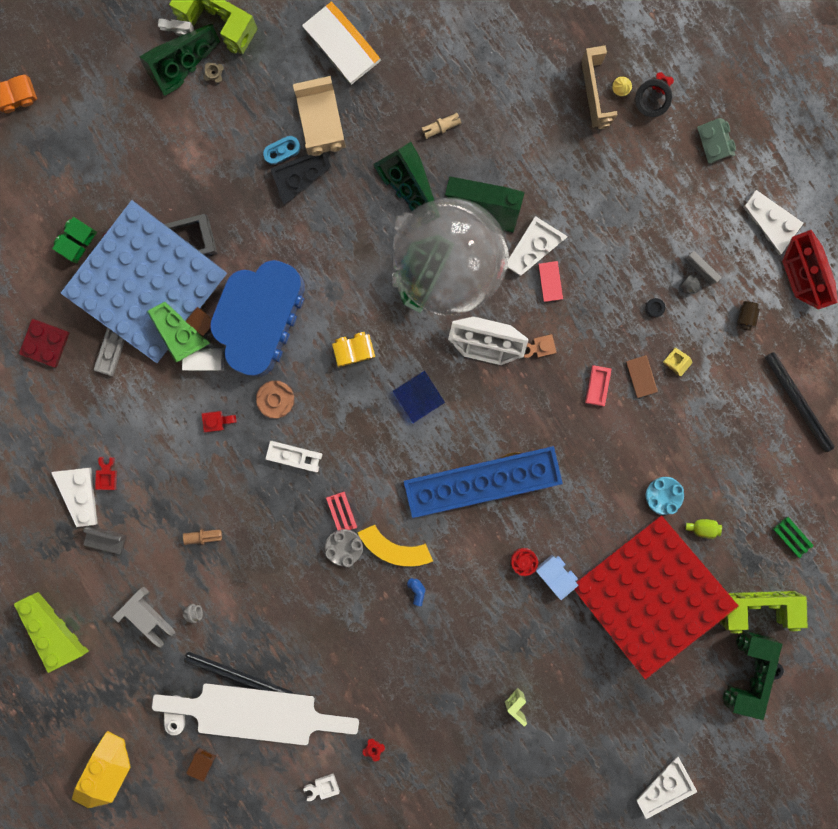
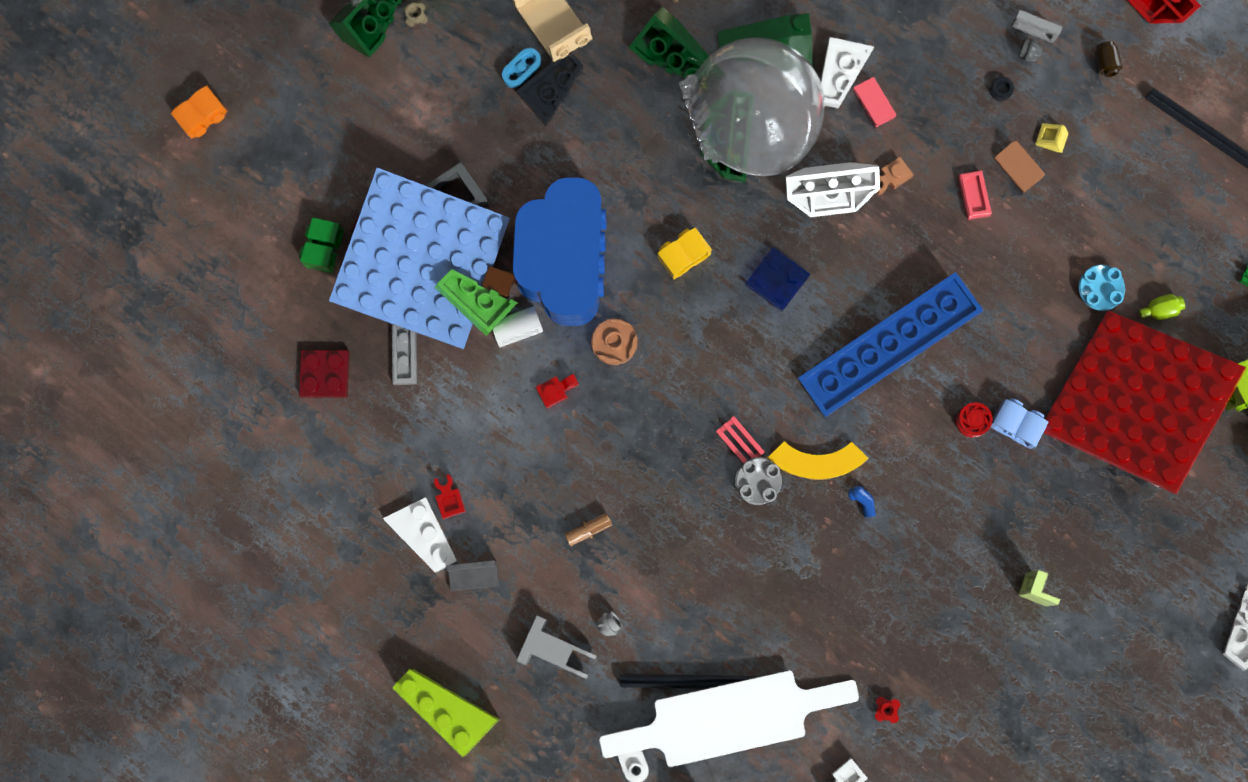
camera: 20 degrees left, 10 degrees down
(293, 456) = (660, 397): white plate -> none

